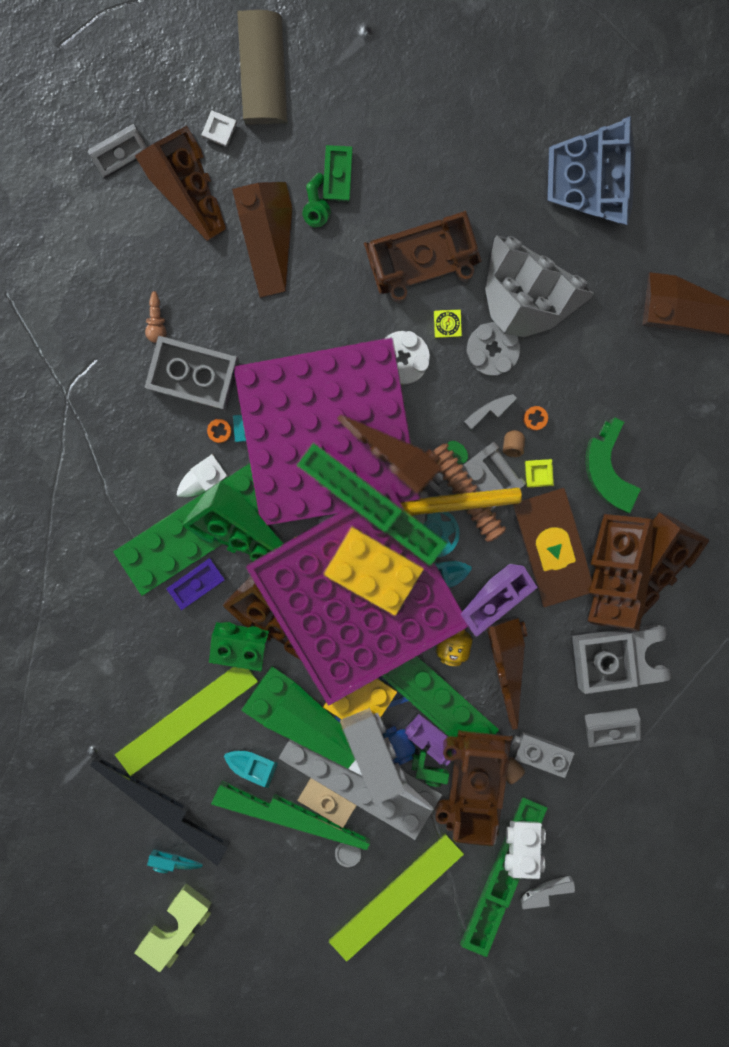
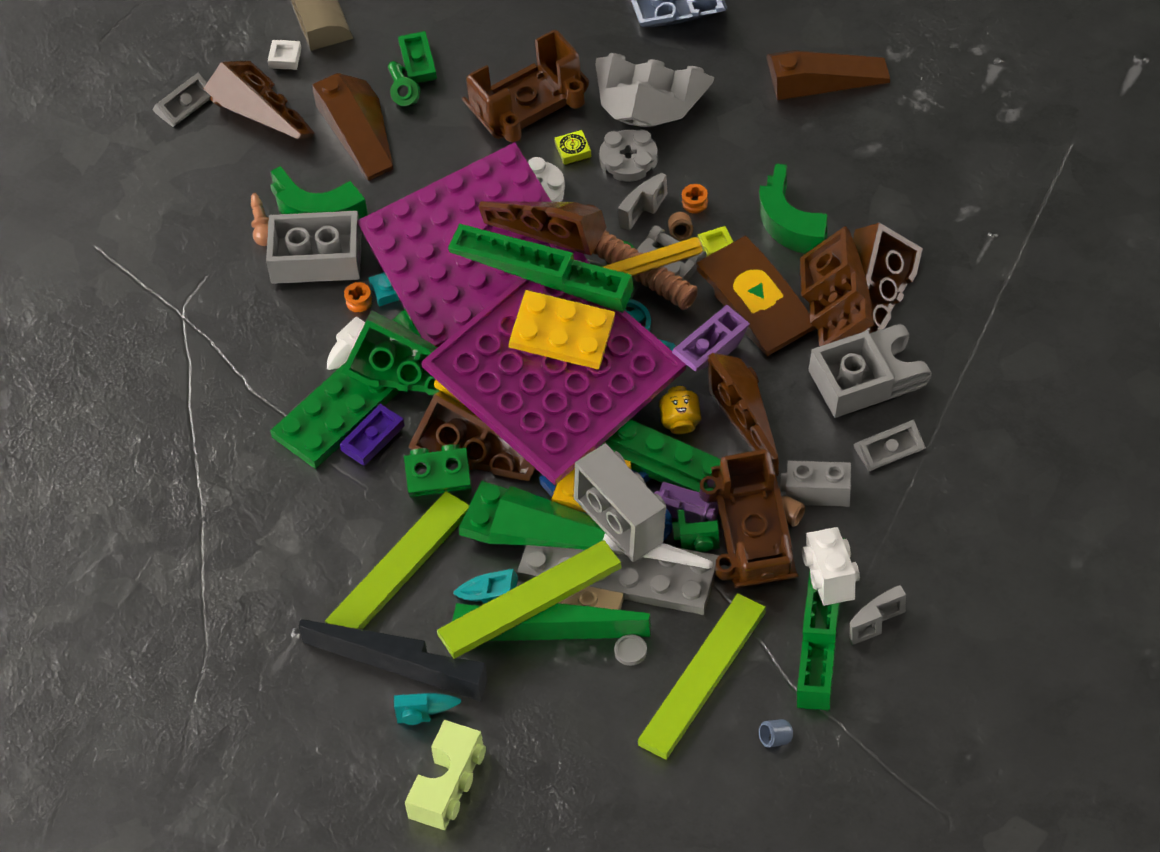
camera: 10 degrees left, 35 degrees down
(216, 331) = (294, 200): none -> green arch
(277, 805) = (529, 599): none -> lime tile
(436, 966) = (780, 731): none -> sand blue piece

